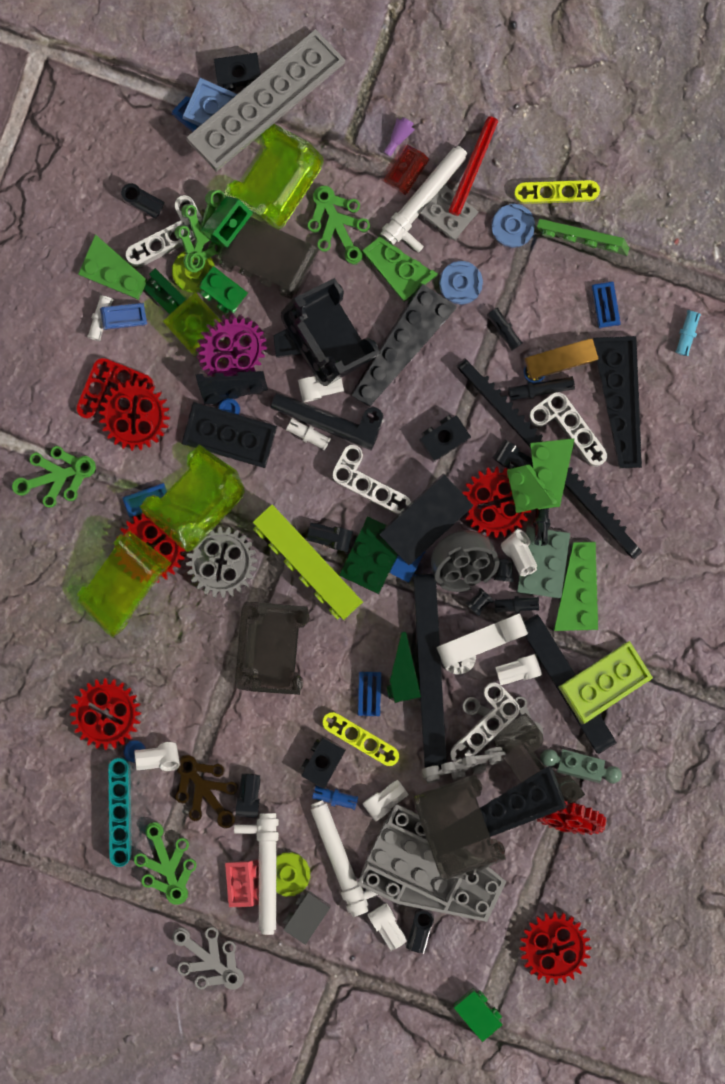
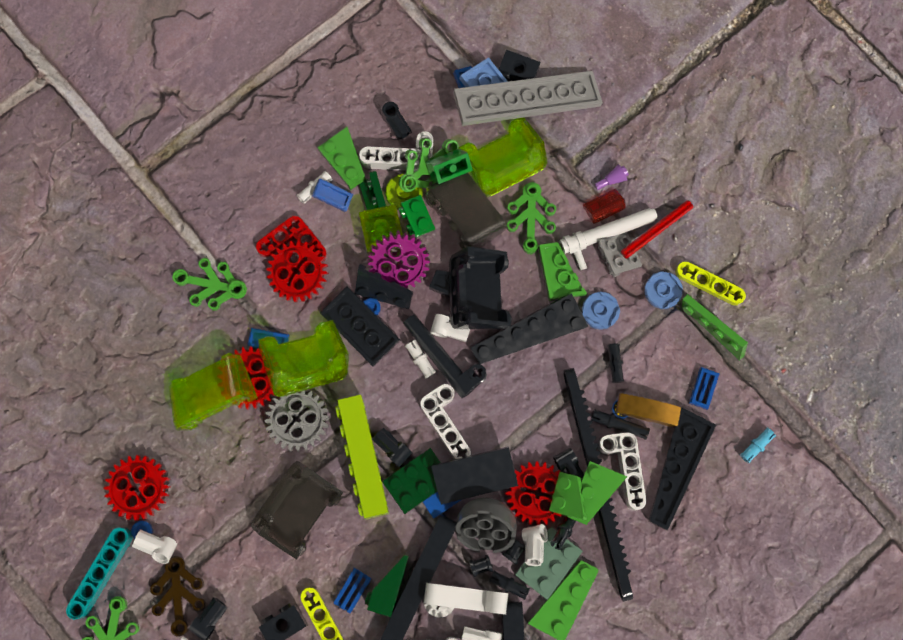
camera: 15 degrees right, 10 degrees down
(457, 433) = (514, 426): black brick -> none

